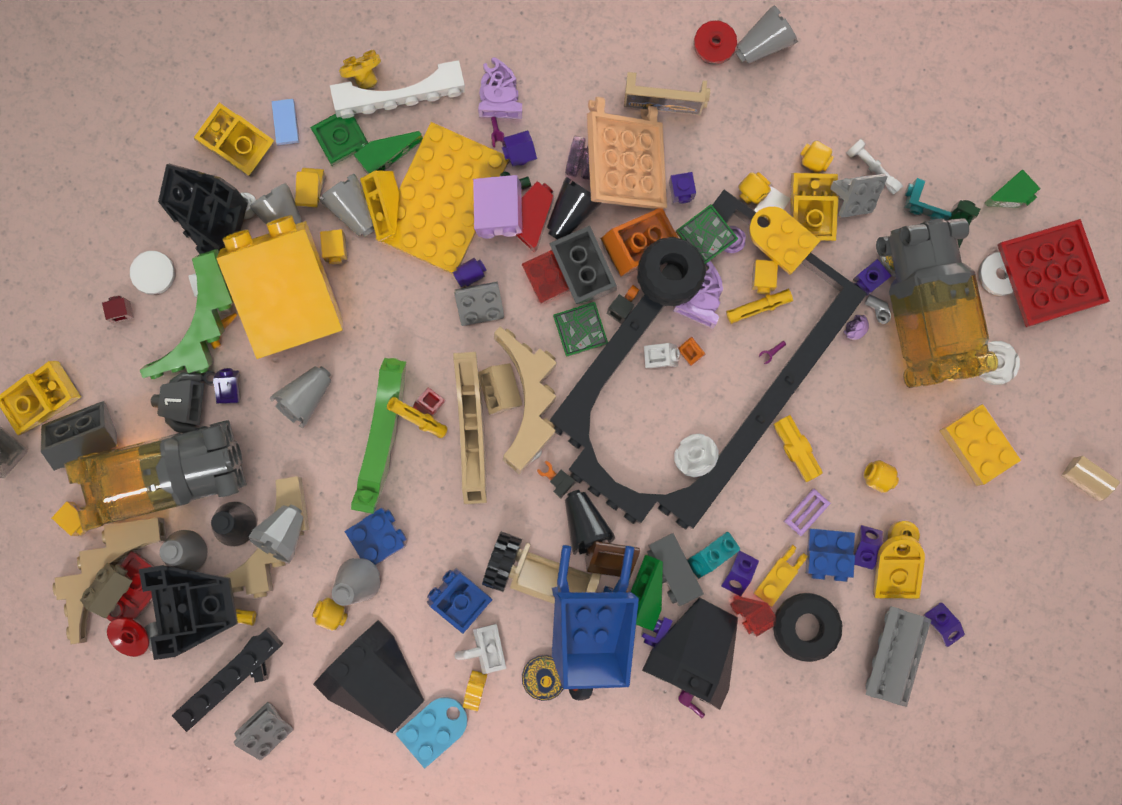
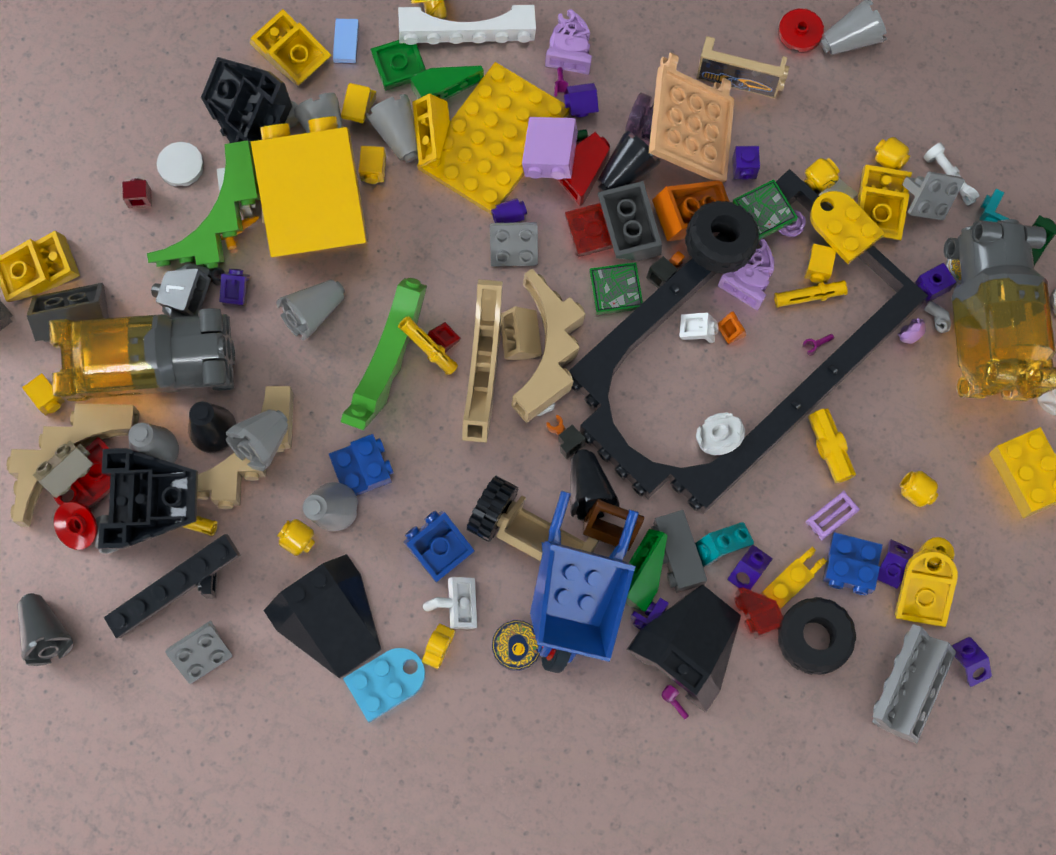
camera: 10 degrees right, 10 degrees down
(117, 738) = (40, 632): none -> dark grey cone

